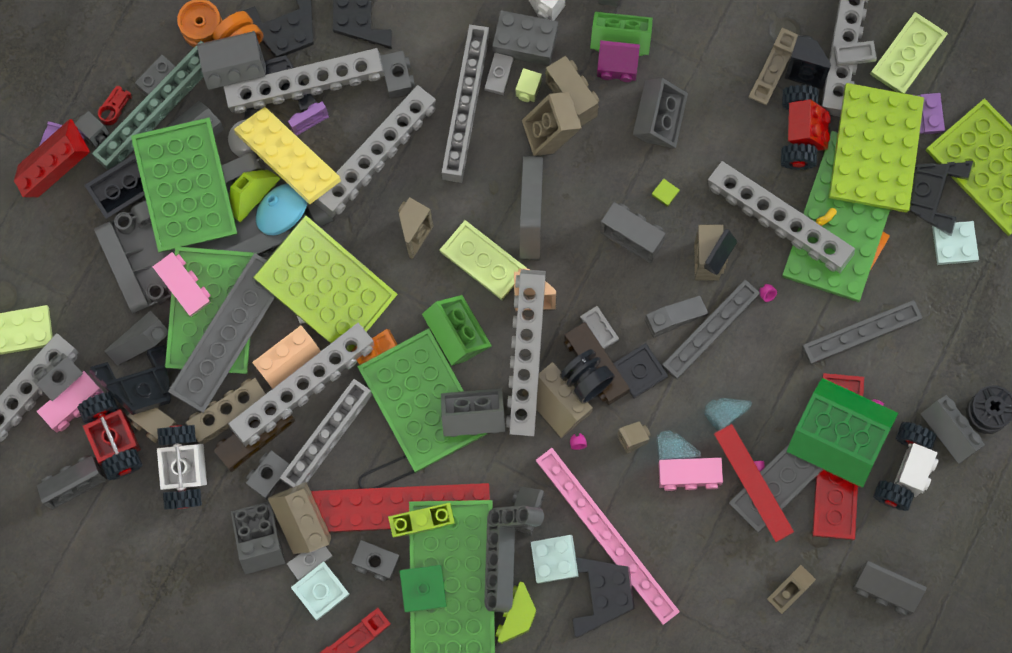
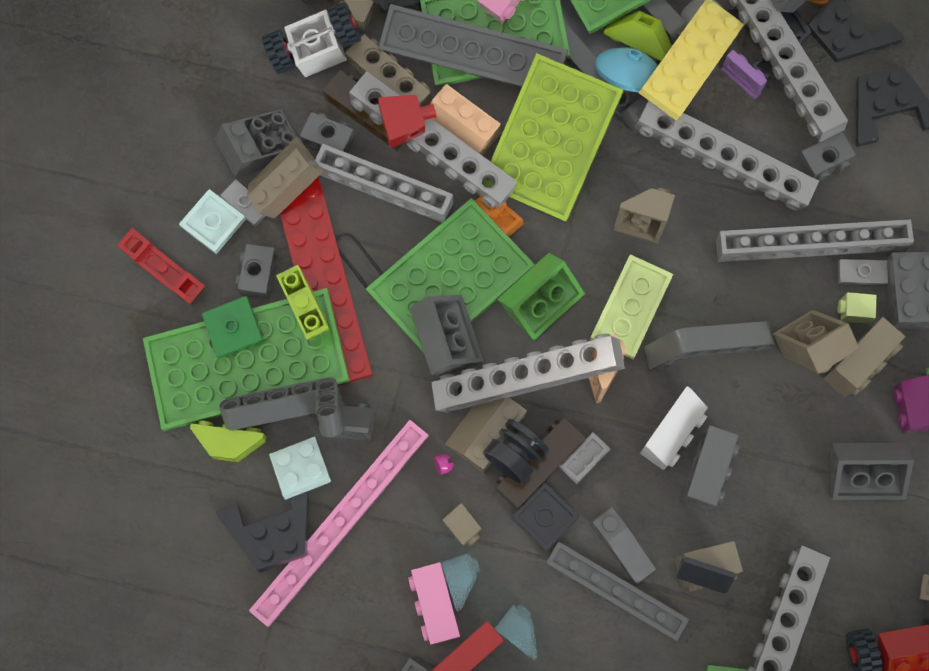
camera: 75 degrees right, 0 degrees up
(281, 400) = (404, 117): none -> red torso
(593, 251) = (675, 430): none -> white slope
(665, 192) = (772, 499): lime tile -> none
(768, 292) = (680, 651): dark pink hinge -> none

